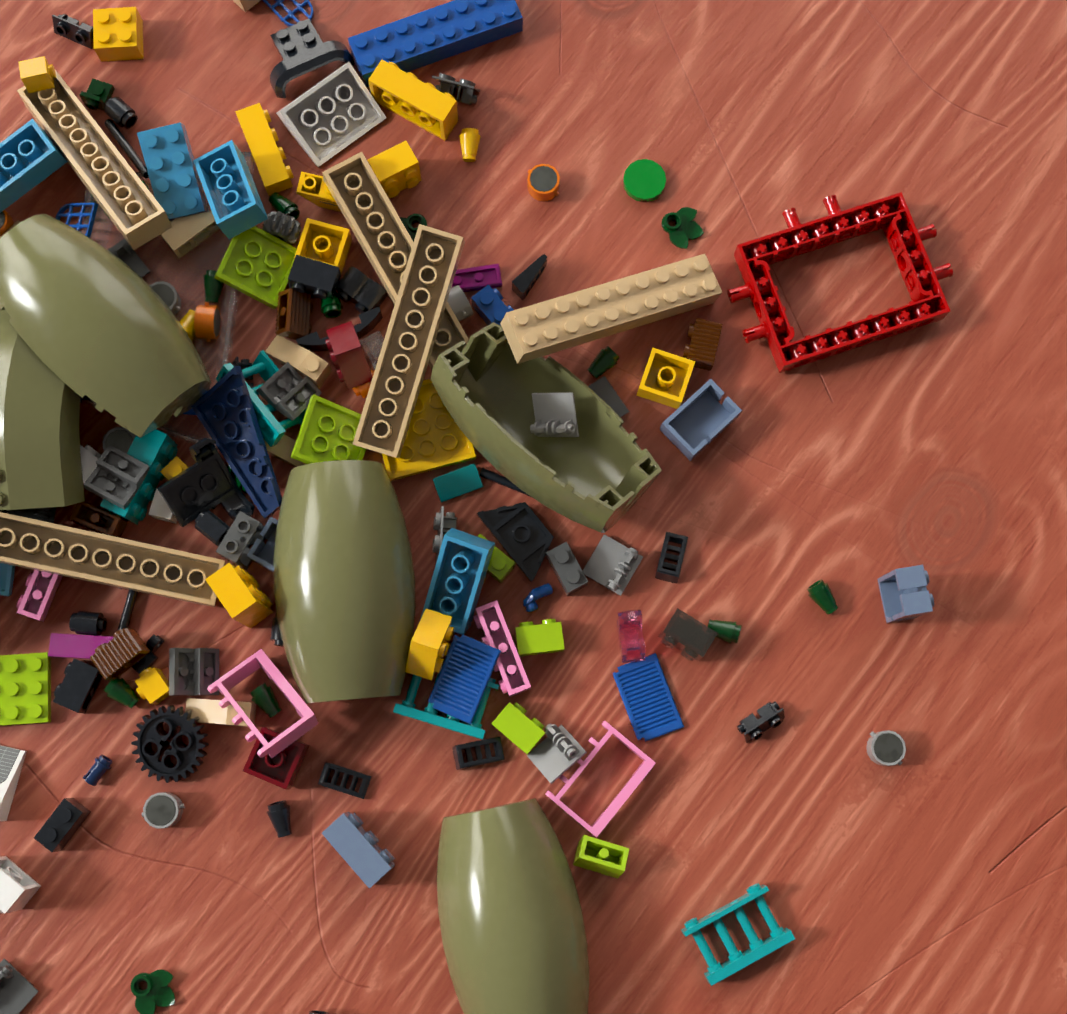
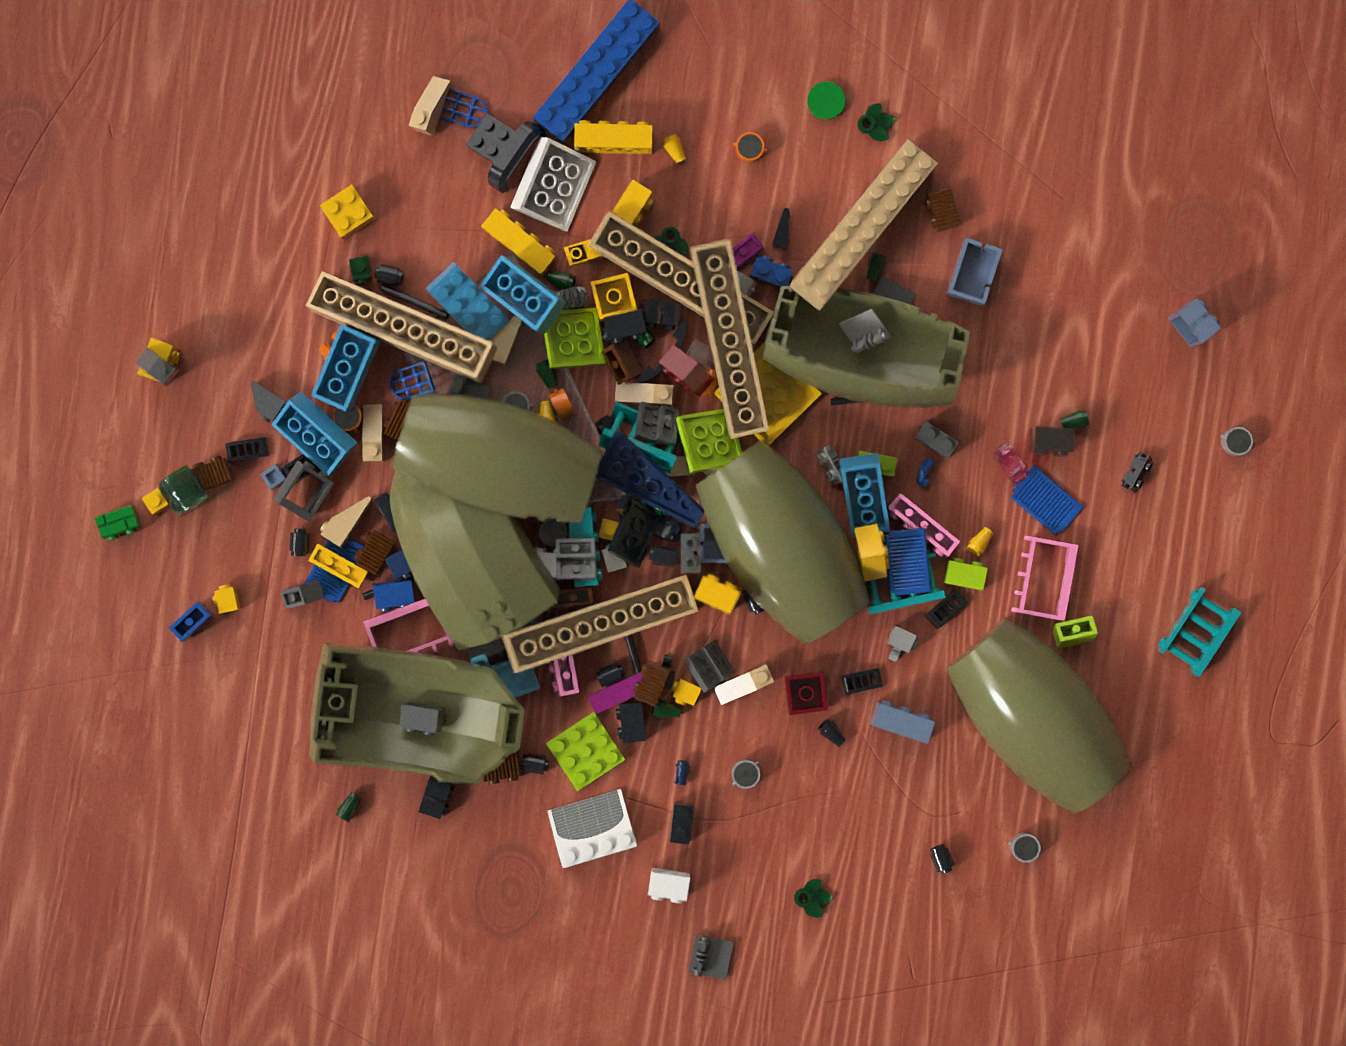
camera: 30 degrees left, 10 degrees up
(37, 74) = (317, 285): yellow brick -> none
(70, 29) = (318, 227): black hinge -> none
(153, 731) = (740, 726): black gear -> none
(242, 671) = (765, 634): bright pink hinge -> none
(264, 698) = (771, 656): dark green cone -> none
(411, 760) = (901, 640): none -> light grey brick
(457, 483) = (818, 420): teal slope -> none
(468, 88) = (630, 107): dark grey hinge -> none
(520, 535) = (887, 433): black wing -> none
(539, 638) = (944, 502): lime brick -> none
(554, 701) = (980, 541): none -> yellow cone
(556, 752) = (1003, 577): light grey hinge -> none
(612, 564) = (967, 418): light grey hinge -> none
(665, 378) = (930, 254): yellow brick -> none
(668, 571) = (1013, 402): black slope -> none
(822, 596) = (1134, 355): dark green cone -> none
(906, 244) = (1067, 53): red brick -> none

